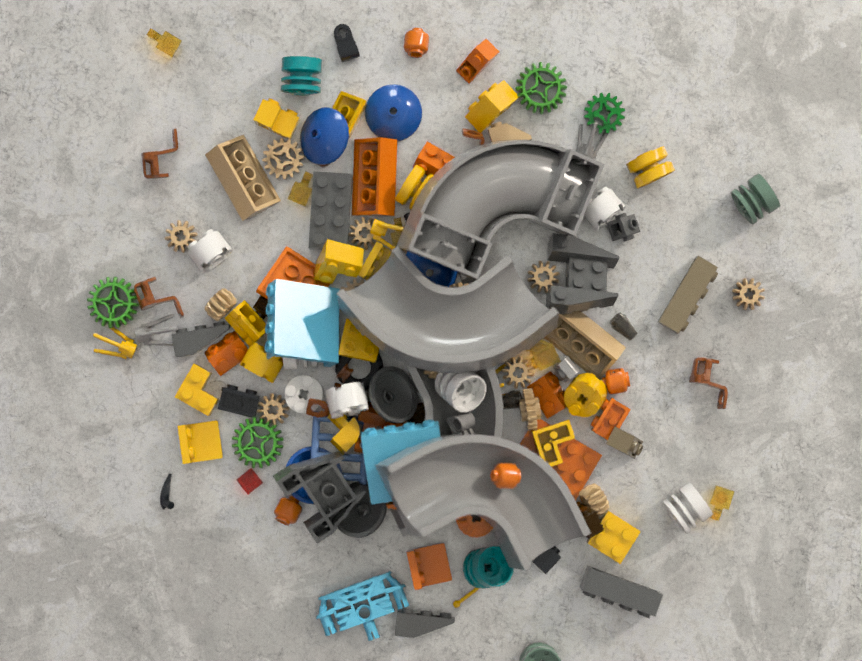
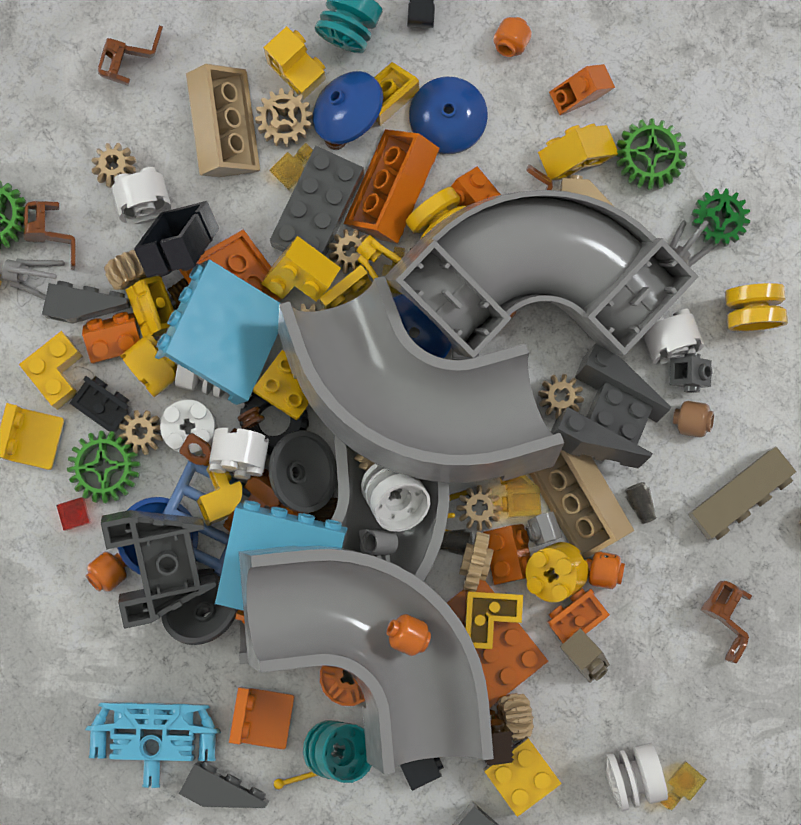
camera: 25 degrees right, 5 degrees down
(247, 272) = (176, 239): none -> black piece
(637, 257) = (694, 419): none -> medium nougat head

